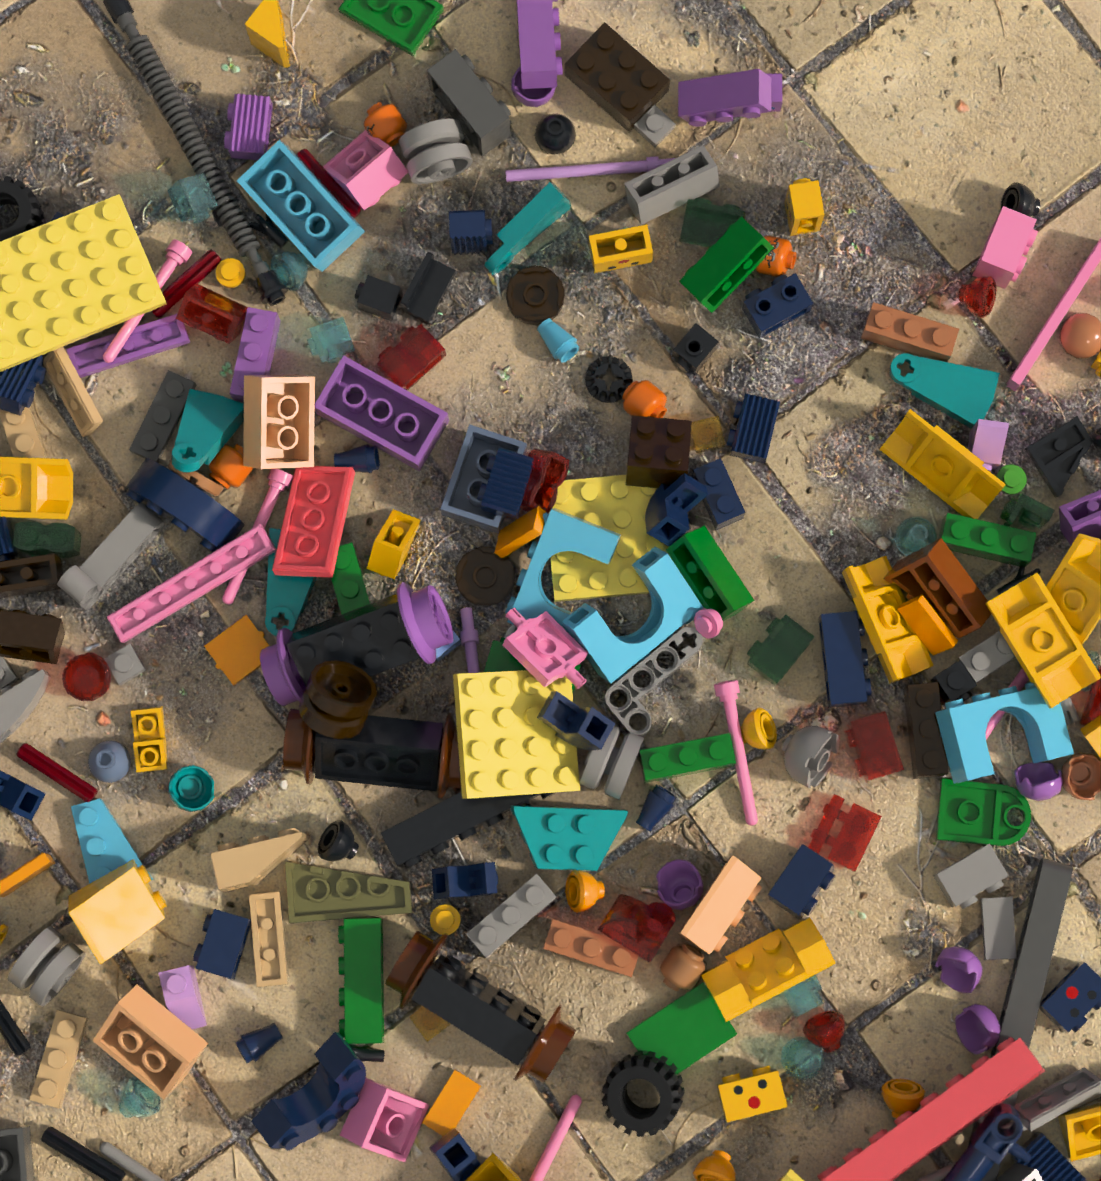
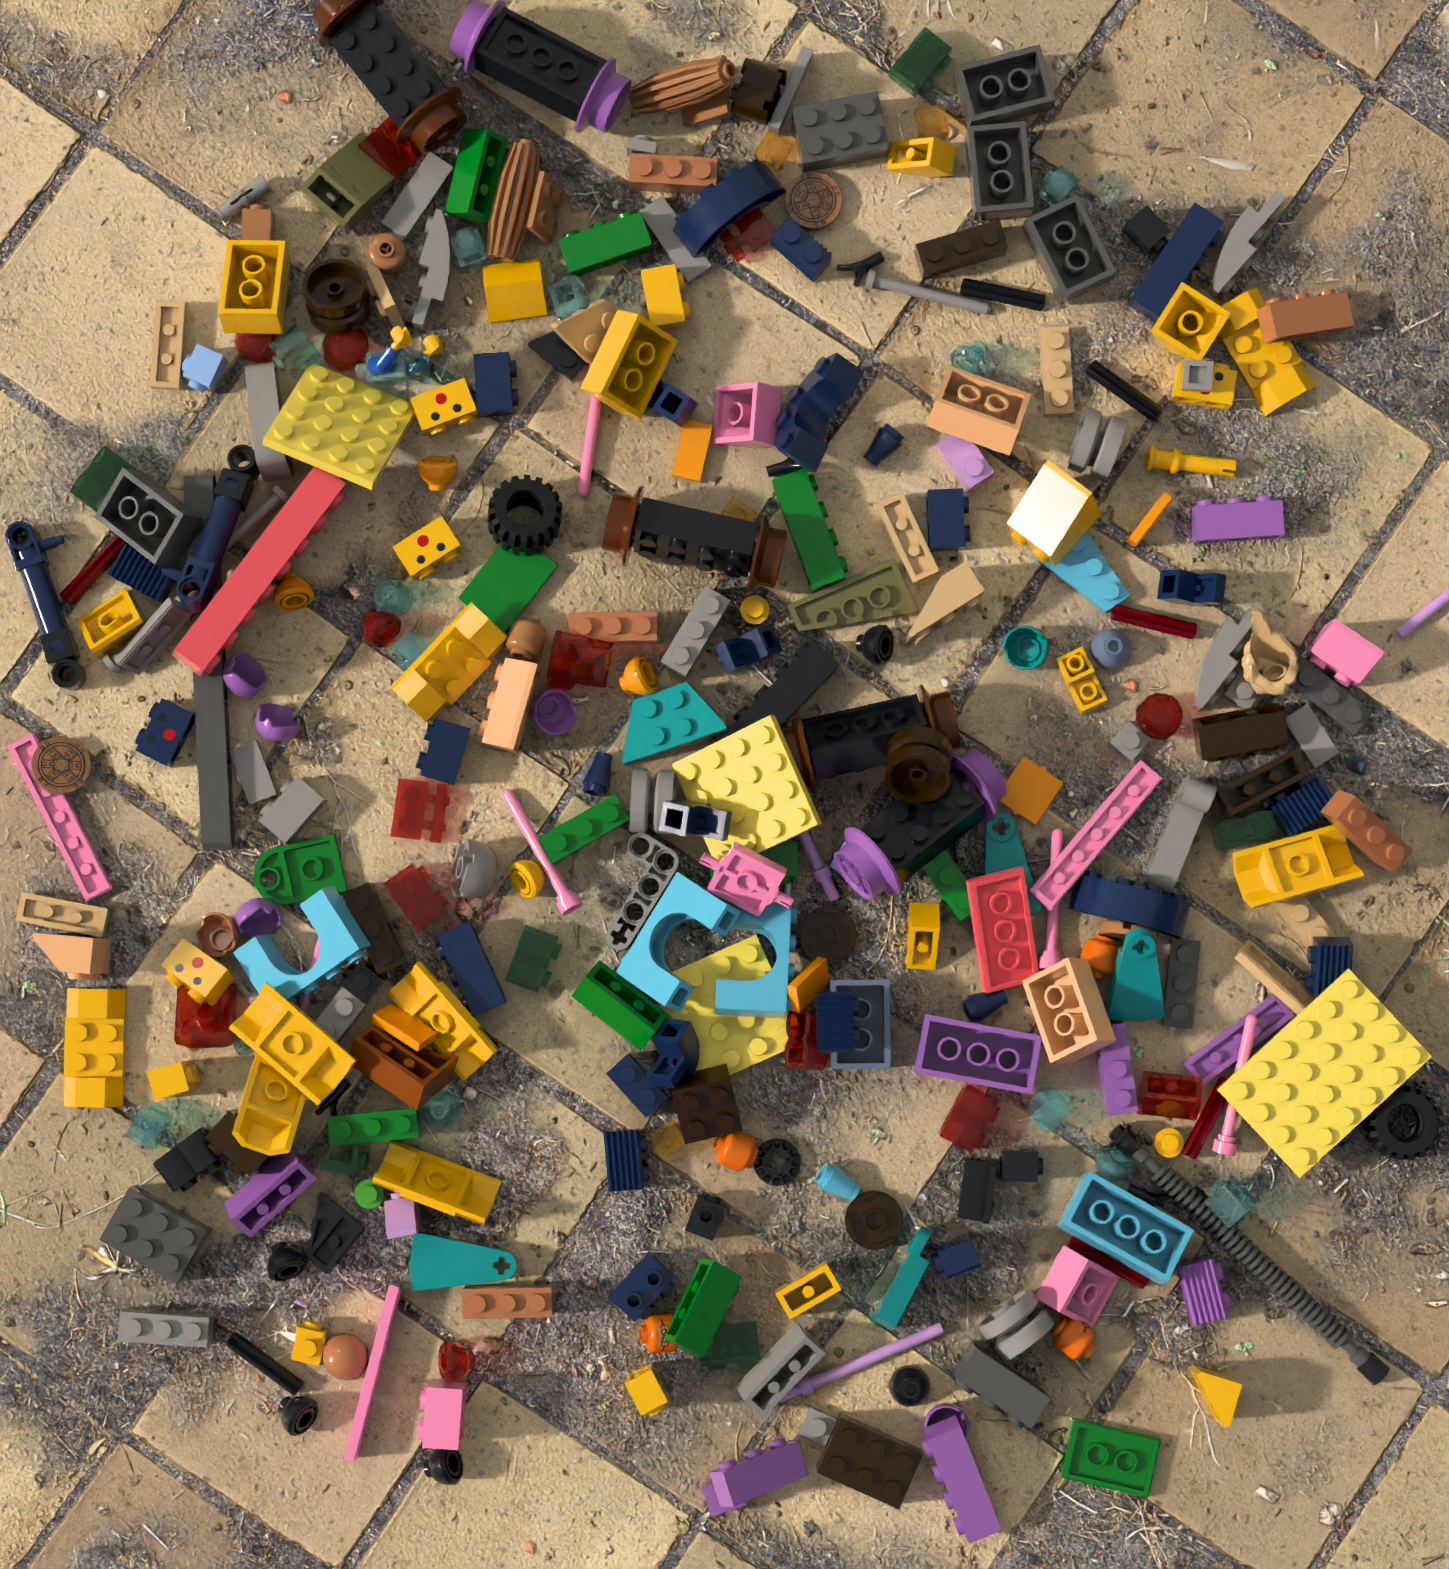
camera: 160 degrees right, 5 degrees up
(708, 622) = (606, 958): bright pink plate -> none

